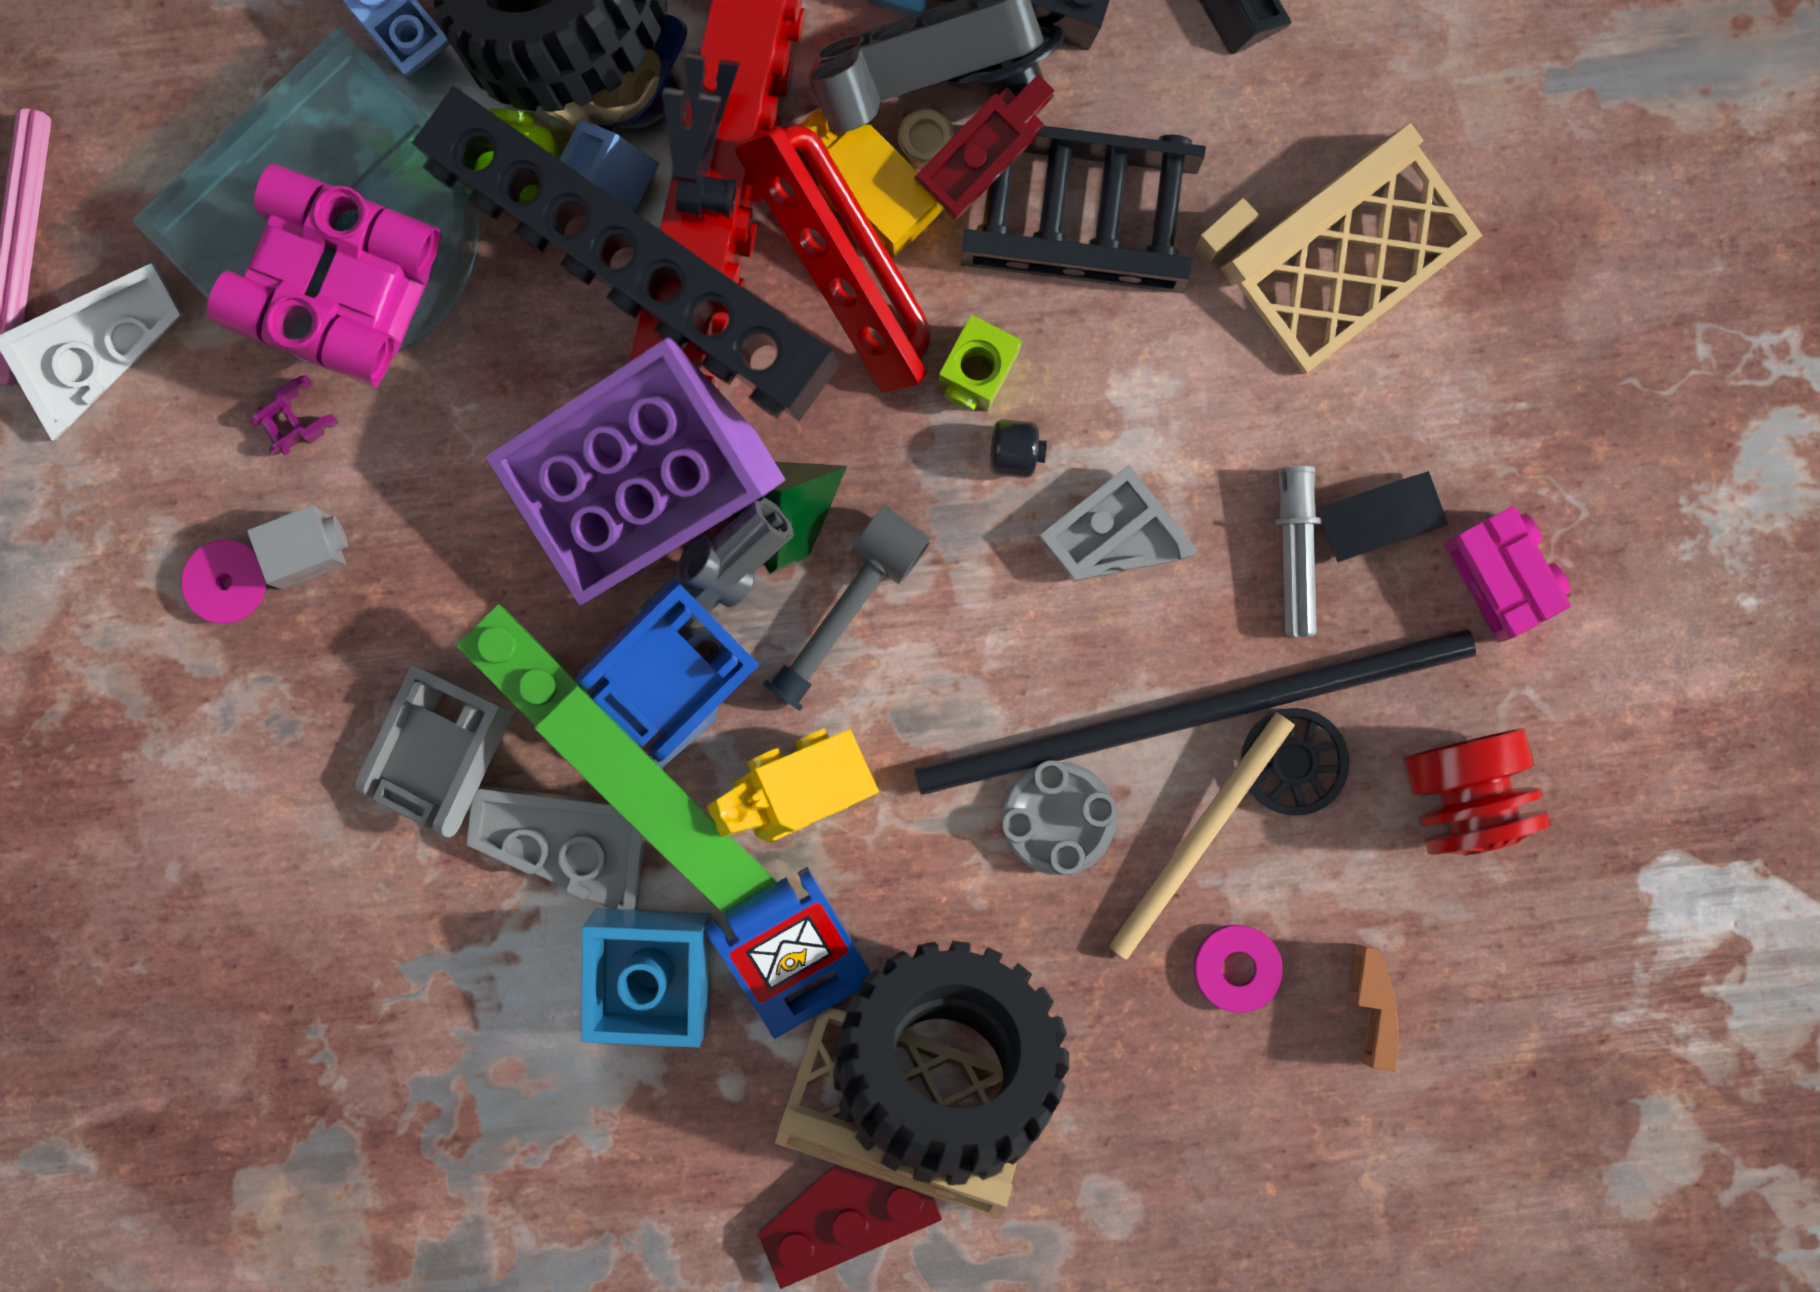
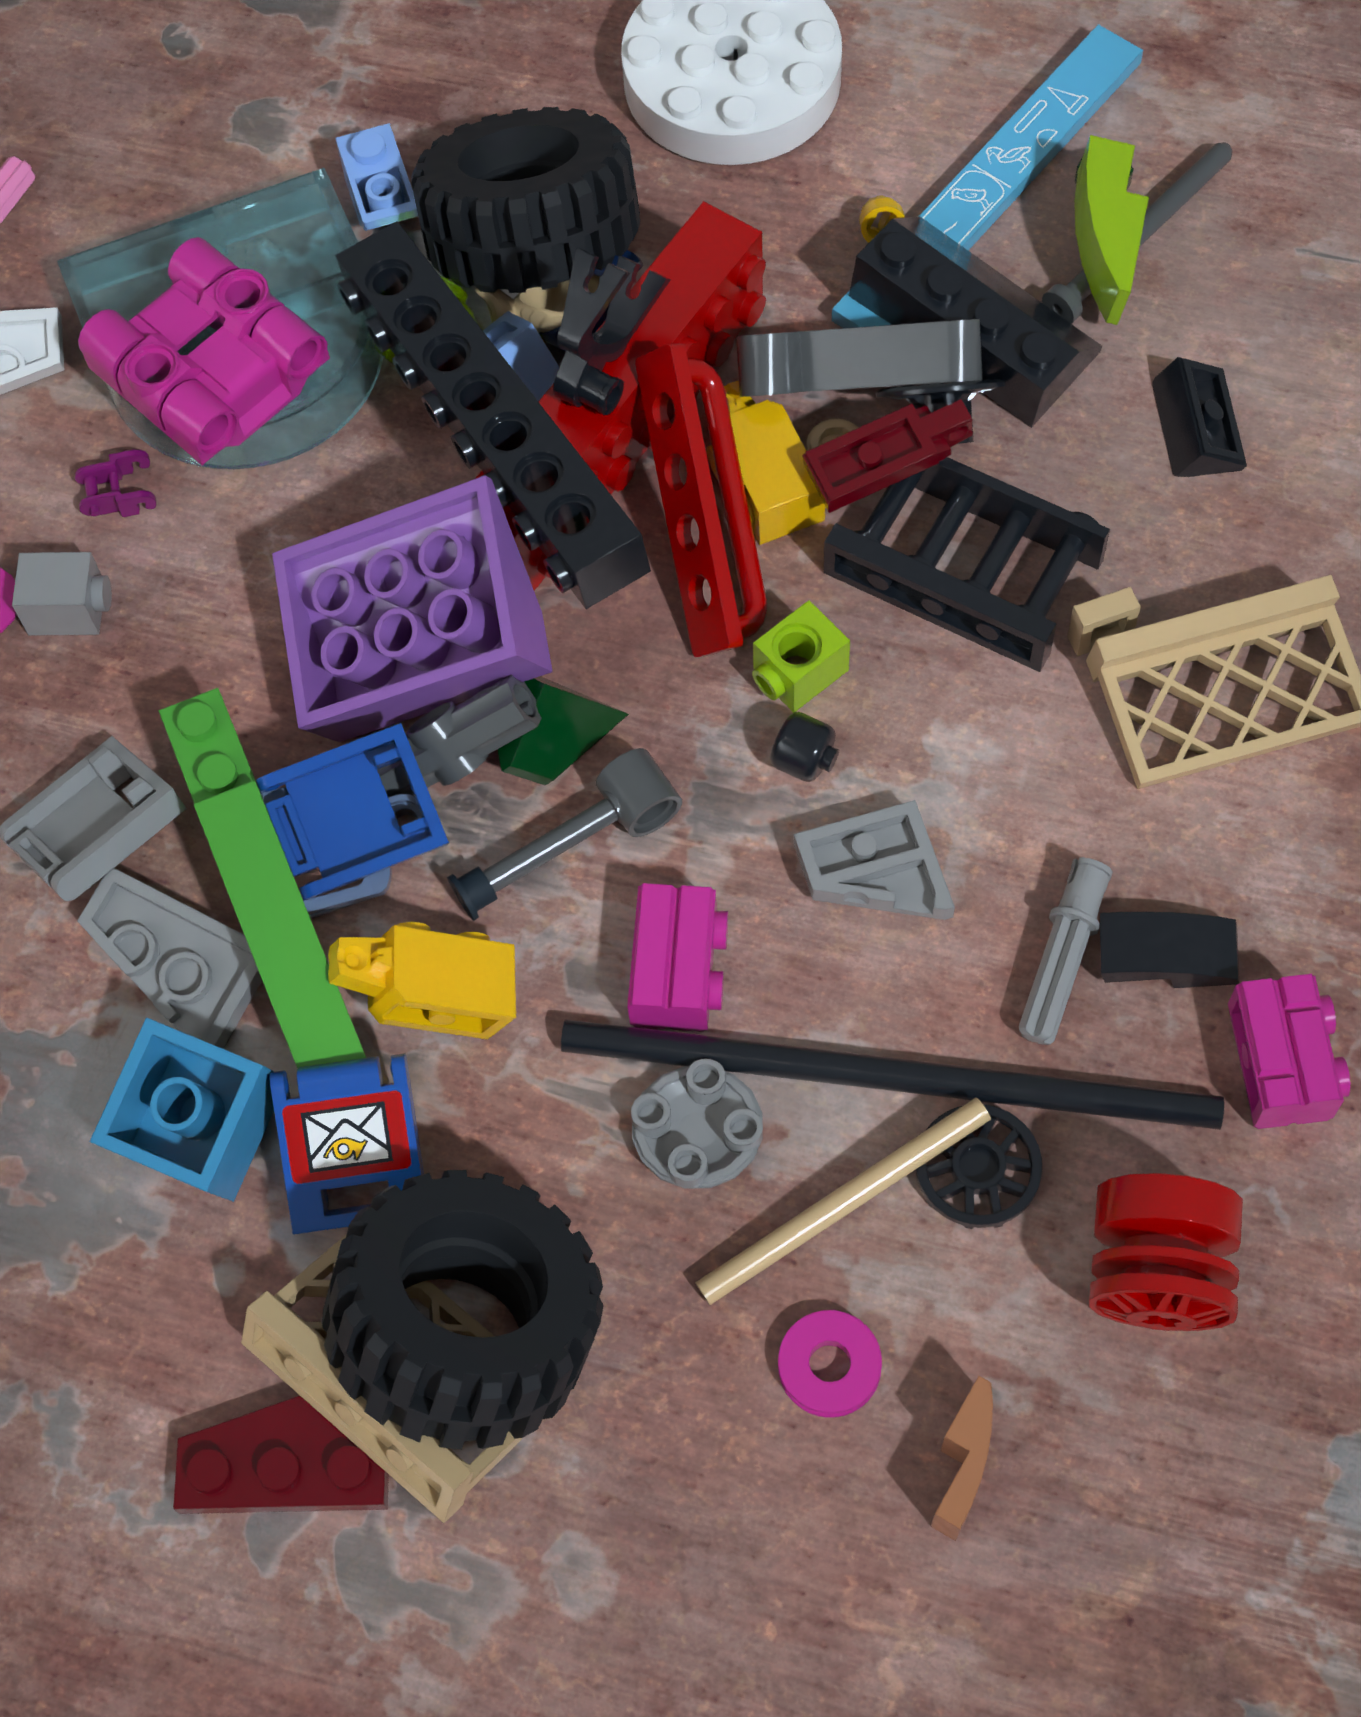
camera: 25 degrees right, 20 degrees down
(984, 681) = (674, 958): none -> dark pink brick

